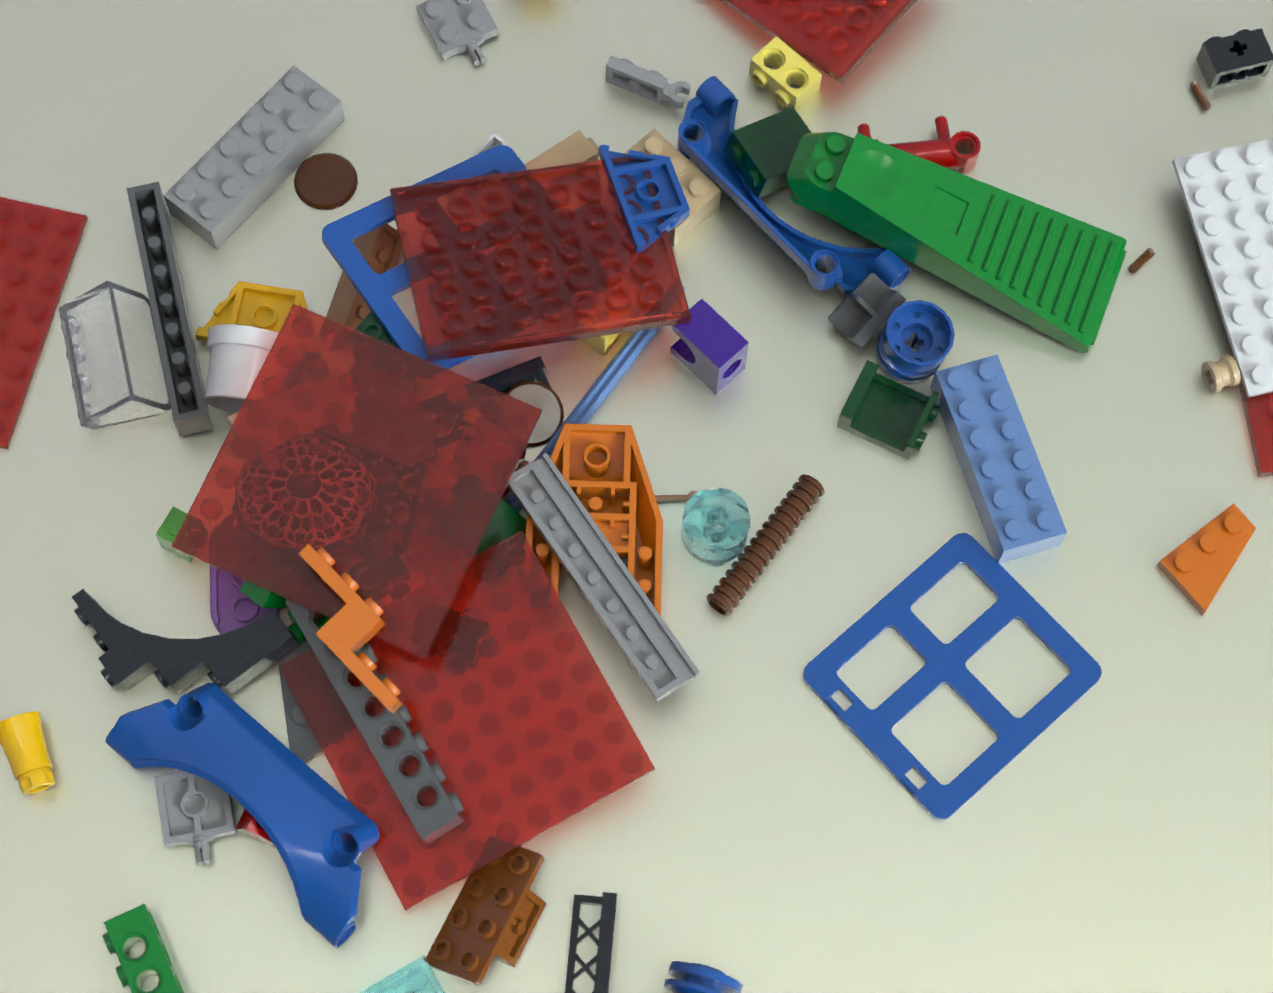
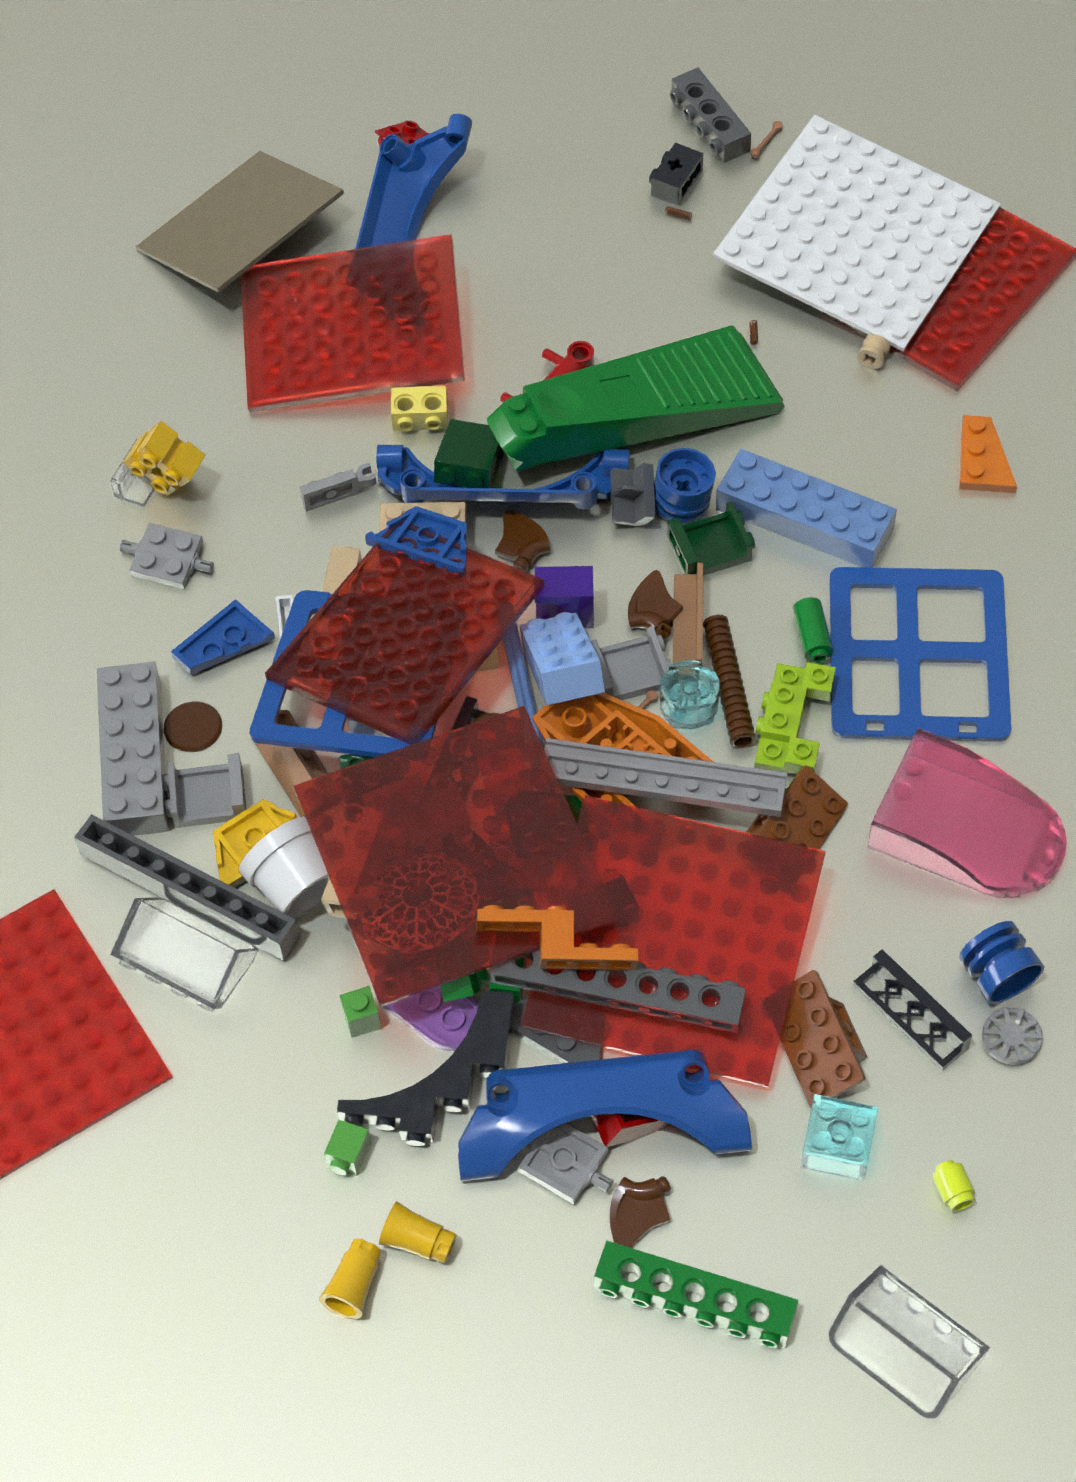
camera: 40 degrees left, 10 degrees down
(55, 632) = (347, 1148): none -> bright green brick
(204, 902) = (637, 1209): none -> reddish brown arm
(271, 244) = (205, 793): none -> light grey panel
(420, 128) = (221, 638): none -> blue wing
(639, 397) = (562, 658): none -> light blue brick
(686, 721) = (807, 812): none -> dark orange bracket
(699, 453) = (633, 665): none -> light grey panel
(740, 265) = (522, 540): none -> reddish brown arm
(773, 619) = (784, 708): none -> lime bracket
(778, 422) = (653, 606): none -> reddish brown arm
(790, 462) = (689, 622): none -> medium nougat panel
(818, 859) = (967, 821): none -> clear pink windscreen
(882, 569) = (813, 630): none -> green brick

